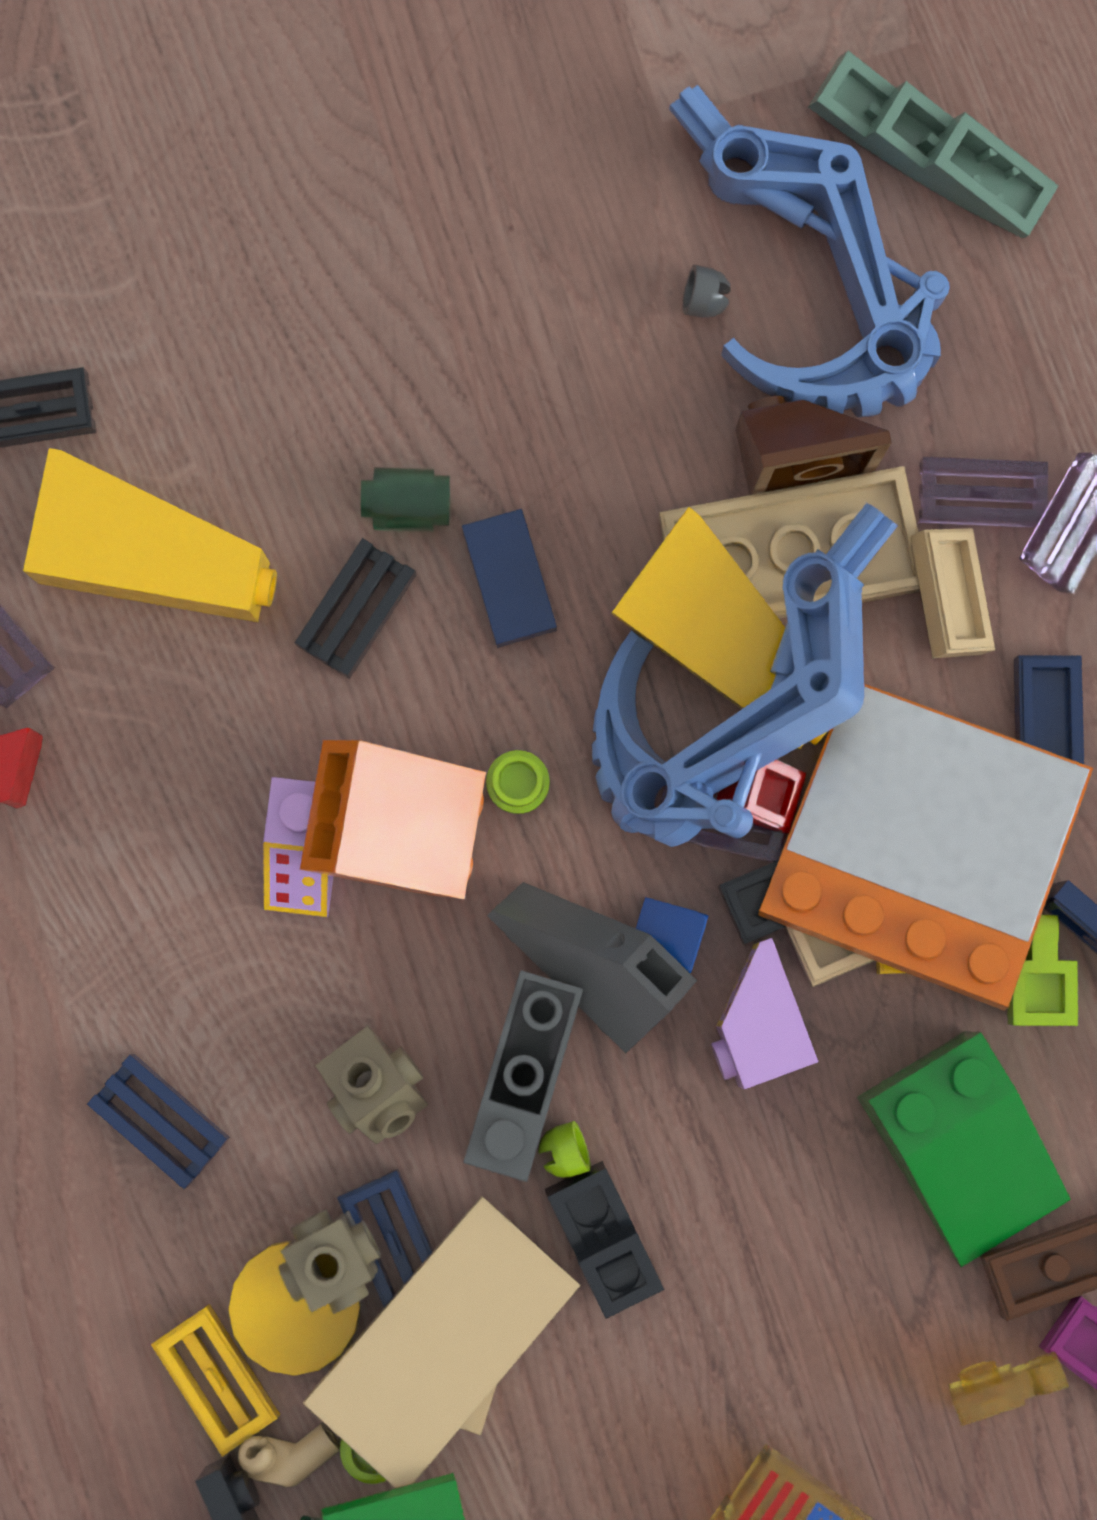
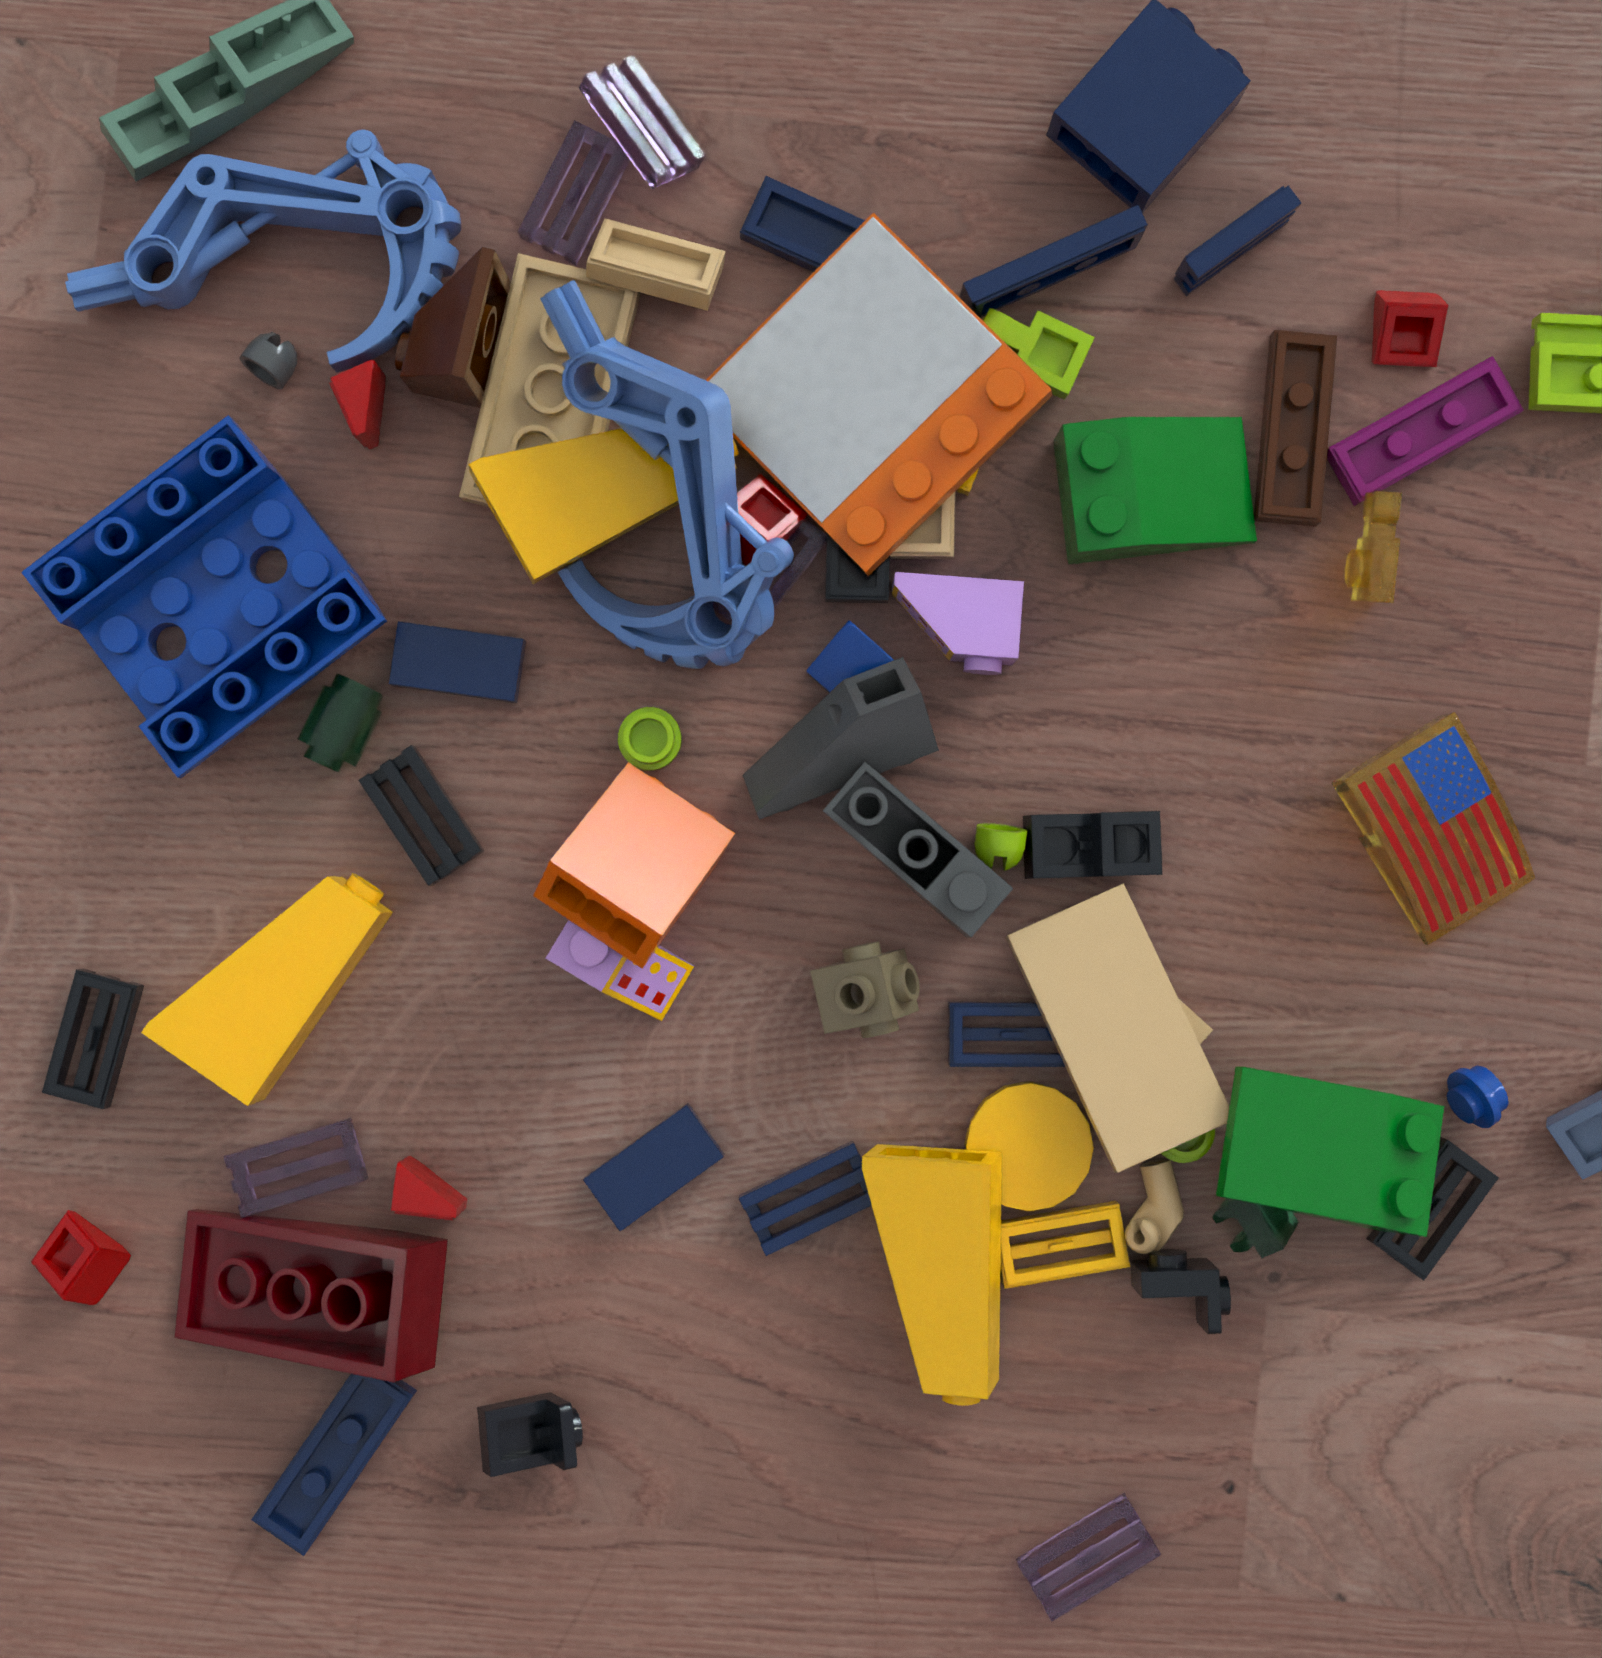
camera: 65 degrees left, 5 degrees up
(126, 963) = (653, 1167): none -> dark blue tile
(156, 1272) = (944, 1257): none -> yellow slope
(348, 1243) = (986, 1077): dark tan brick -> none
(493, 300) = (187, 557): none -> blue slope
(705, 387) = (361, 399): none -> red slope

